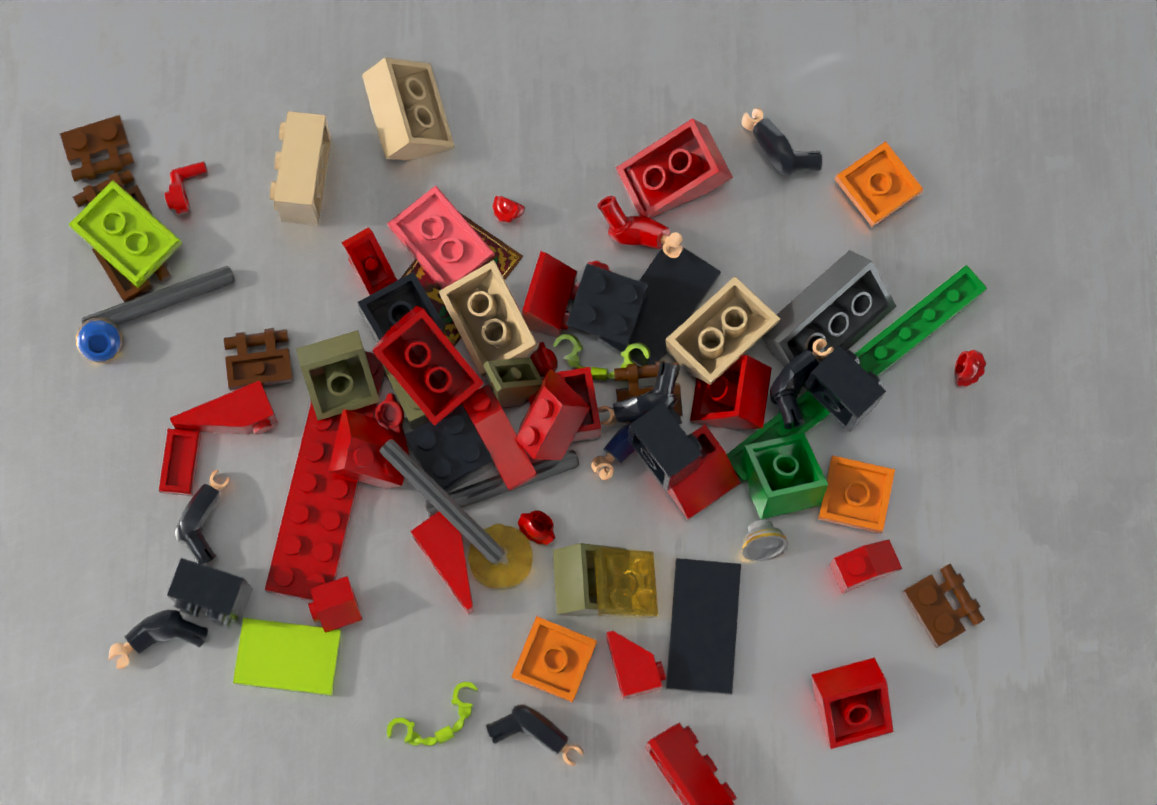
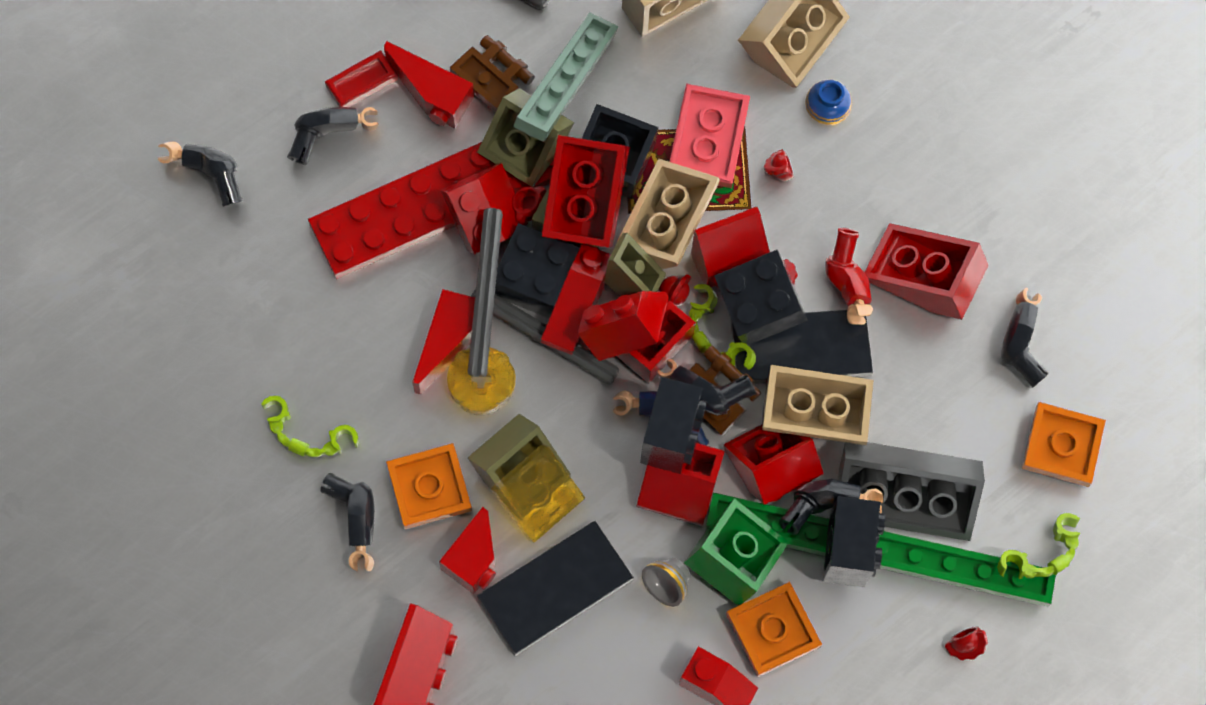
camera: 50 degrees right, 5 degrees down
(209, 592) = (268, 176): black brick -> none
(287, 657) = (267, 278): lime tile -> none
(318, 307) = (565, 77): none -> sand green plate
(334, 604) = (336, 279): red brick -> none
(369, 261) = (642, 89): red slope -> none
(485, 133) = (828, 102): none -> blue piece
(537, 527) = (530, 388): red piece -> none
(964, 260) = (1054, 566): none -> lime piece

